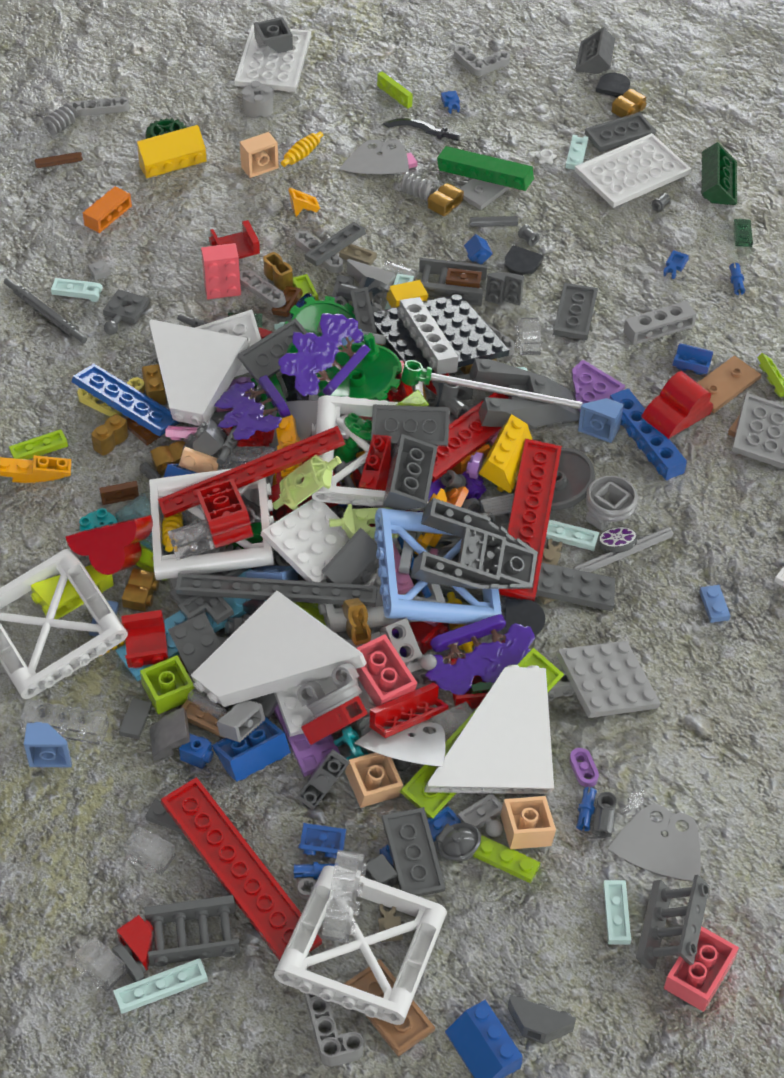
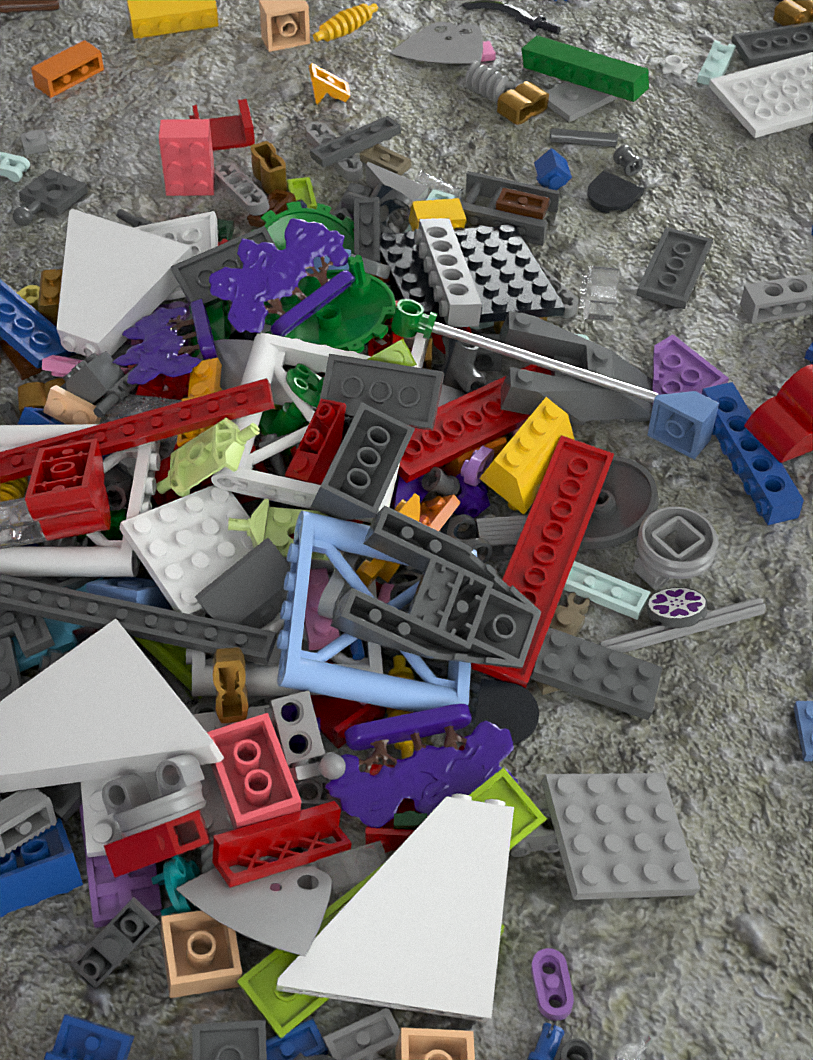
camera: 10 degrees right, 0 degrees up
(504, 287) = (578, 223): dark grey slope -> none

